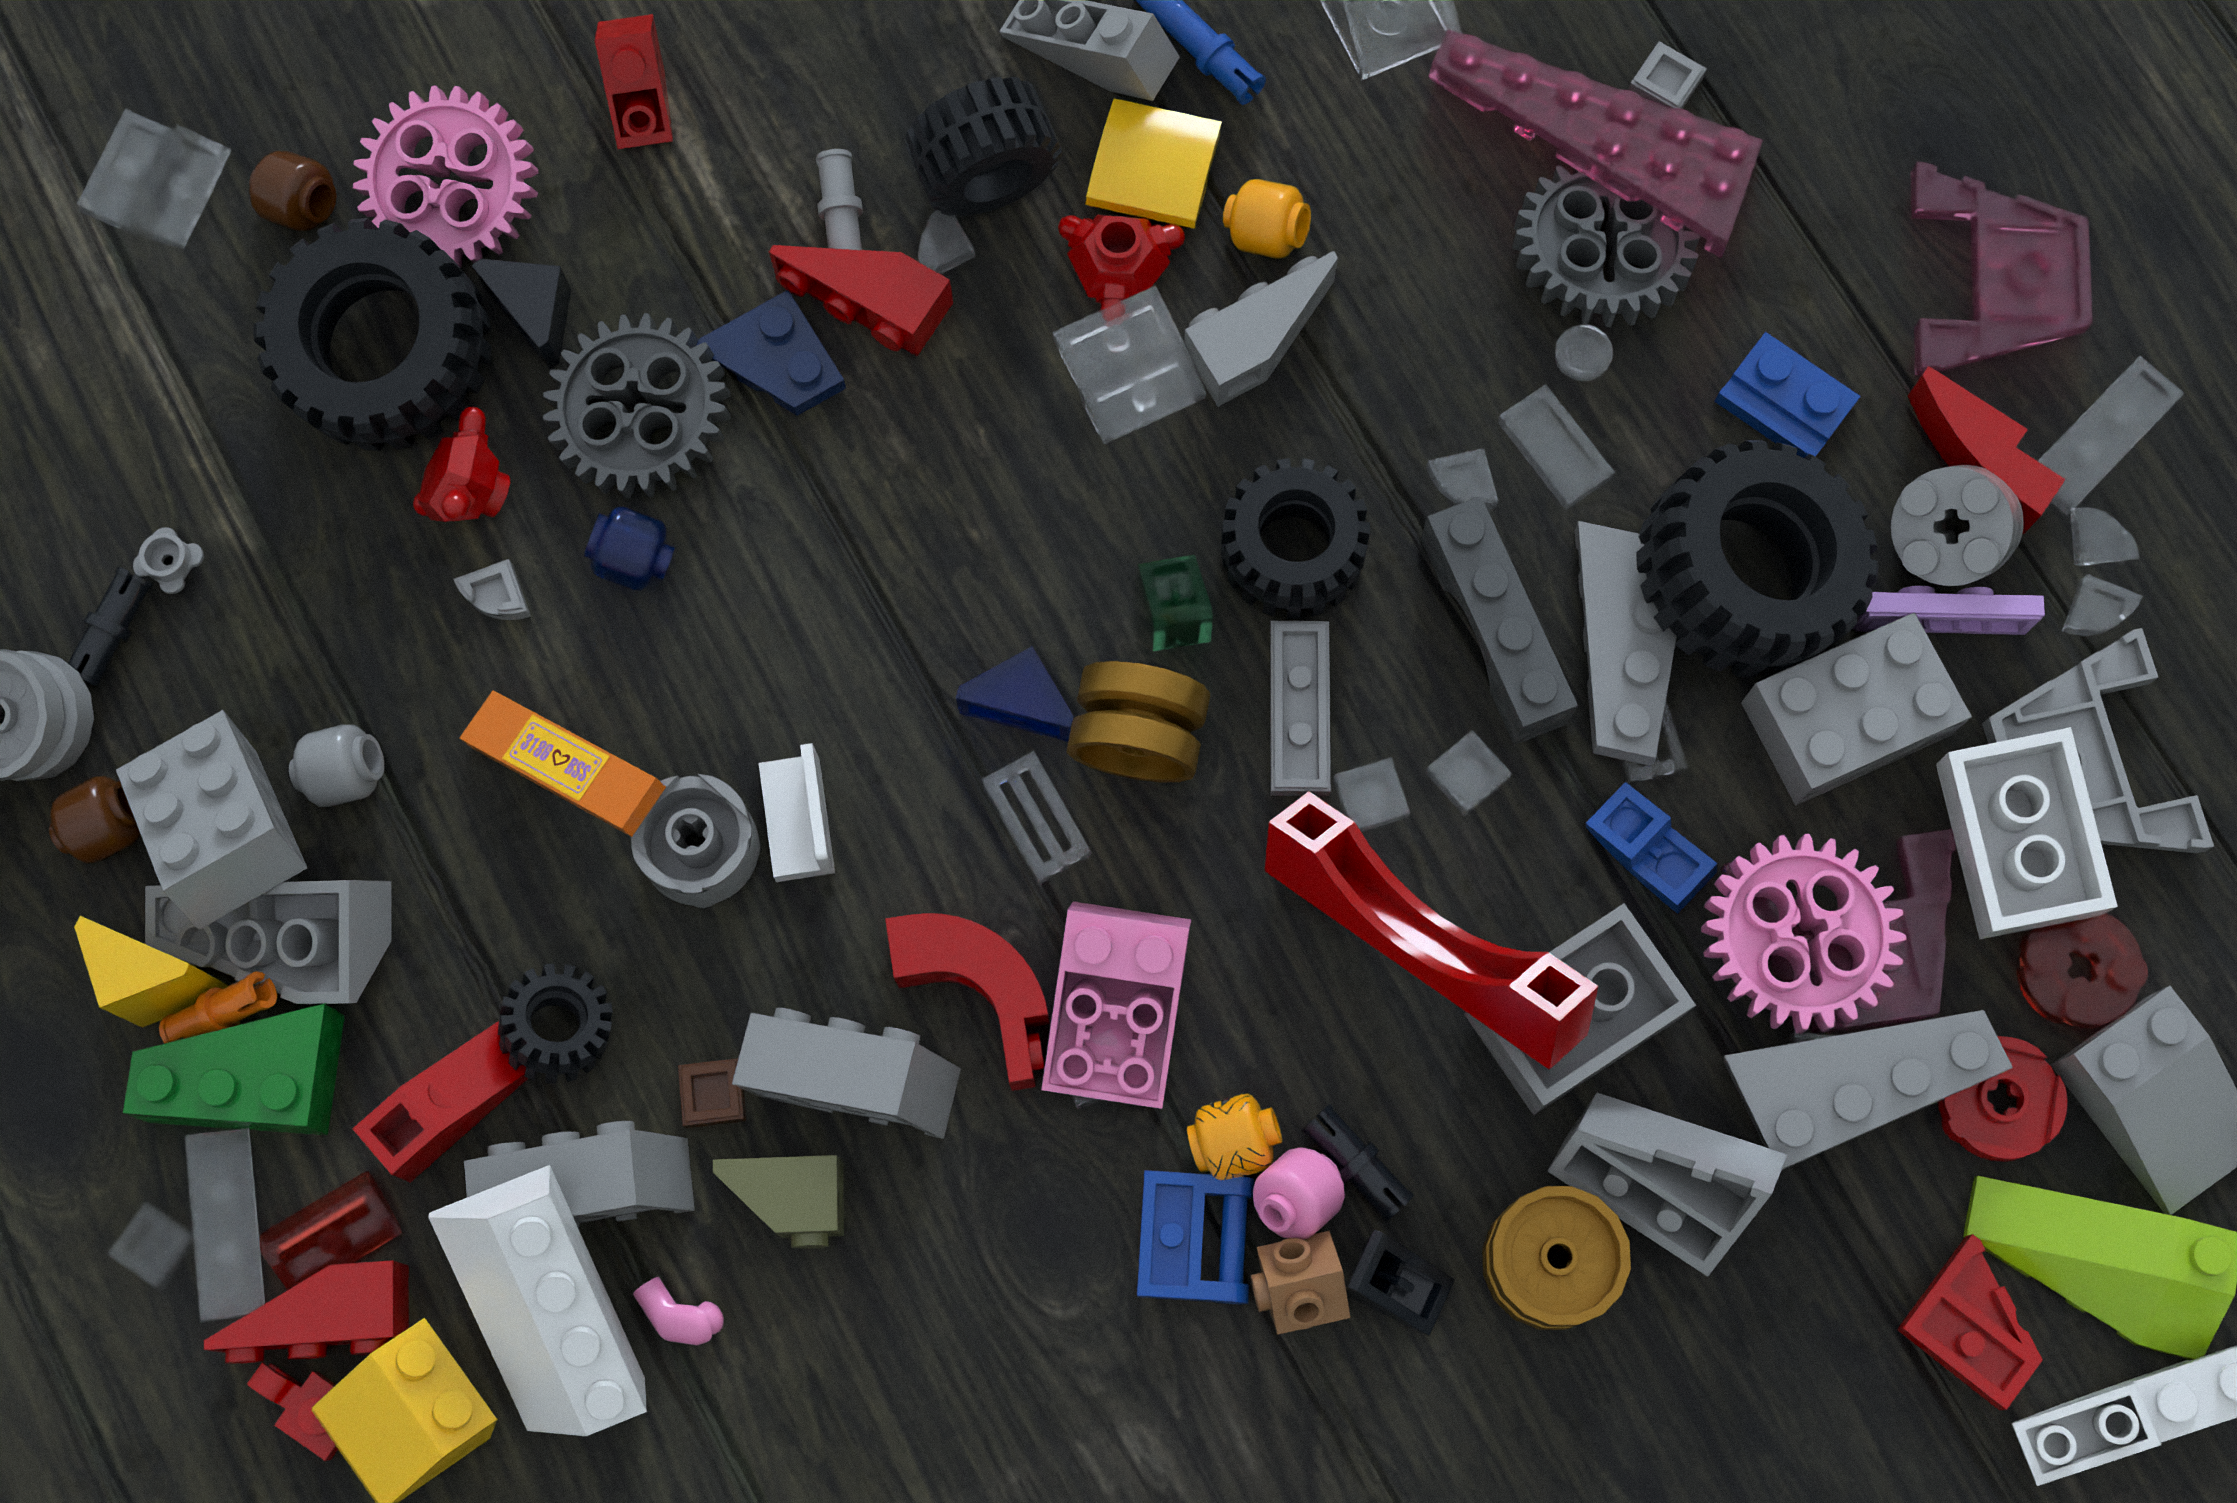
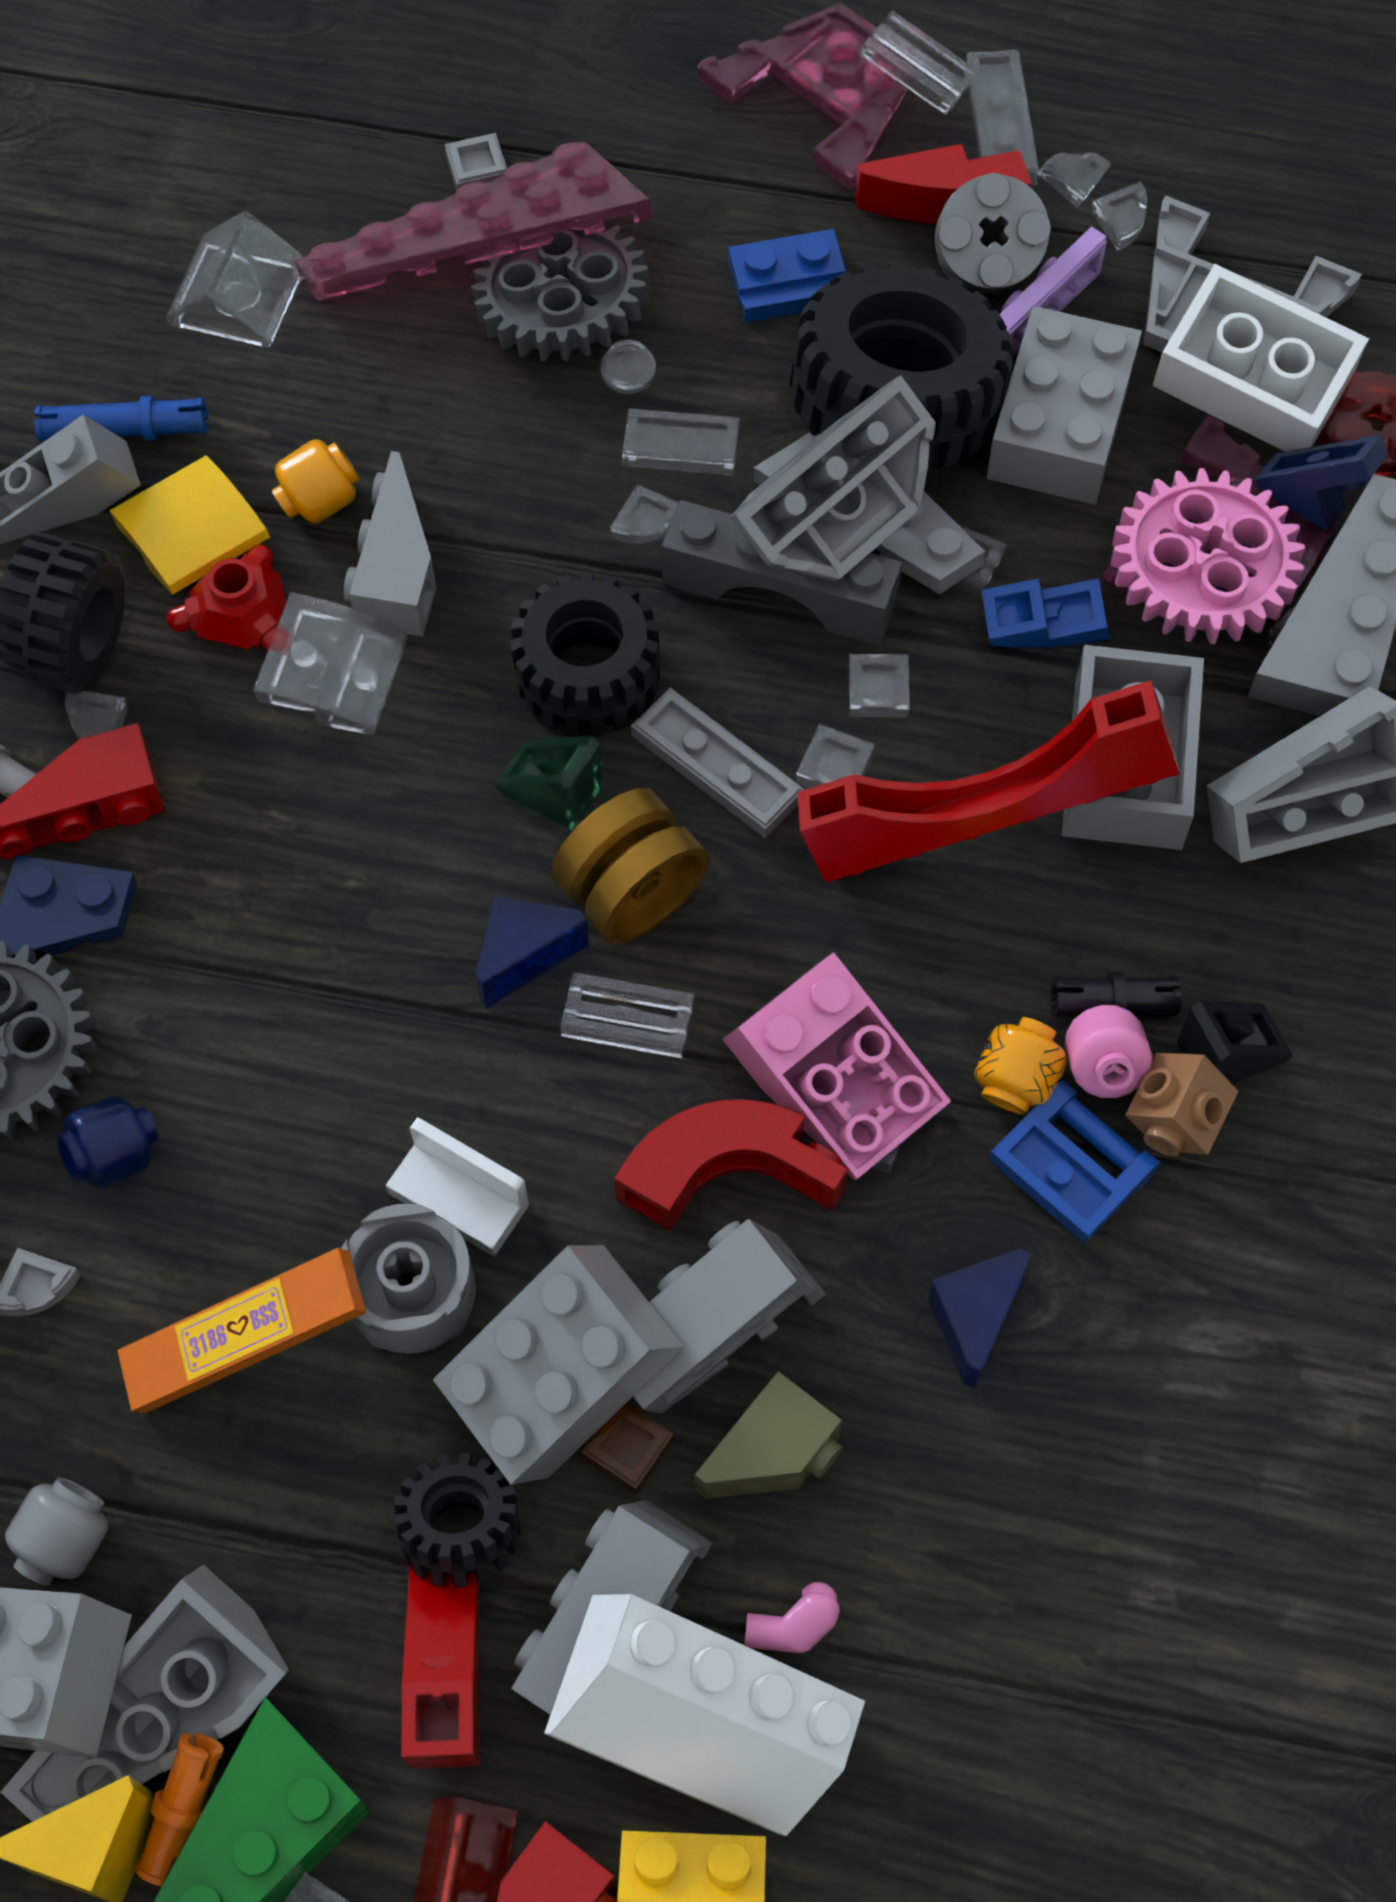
camera: 50 degrees left, 10 degrees down
(711, 997) = (557, 1363): none -> light grey brick
(1012, 1258) = (974, 1306): none -> clear blue slope
(1571, 1223) = (1313, 910): pearl gold wheel -> none
(1580, 609) = (843, 488): none -> light grey wedge
(1962, 966) = (1314, 477): none -> dark blue slope
(2103, 329) = (923, 58): none -> clear tile

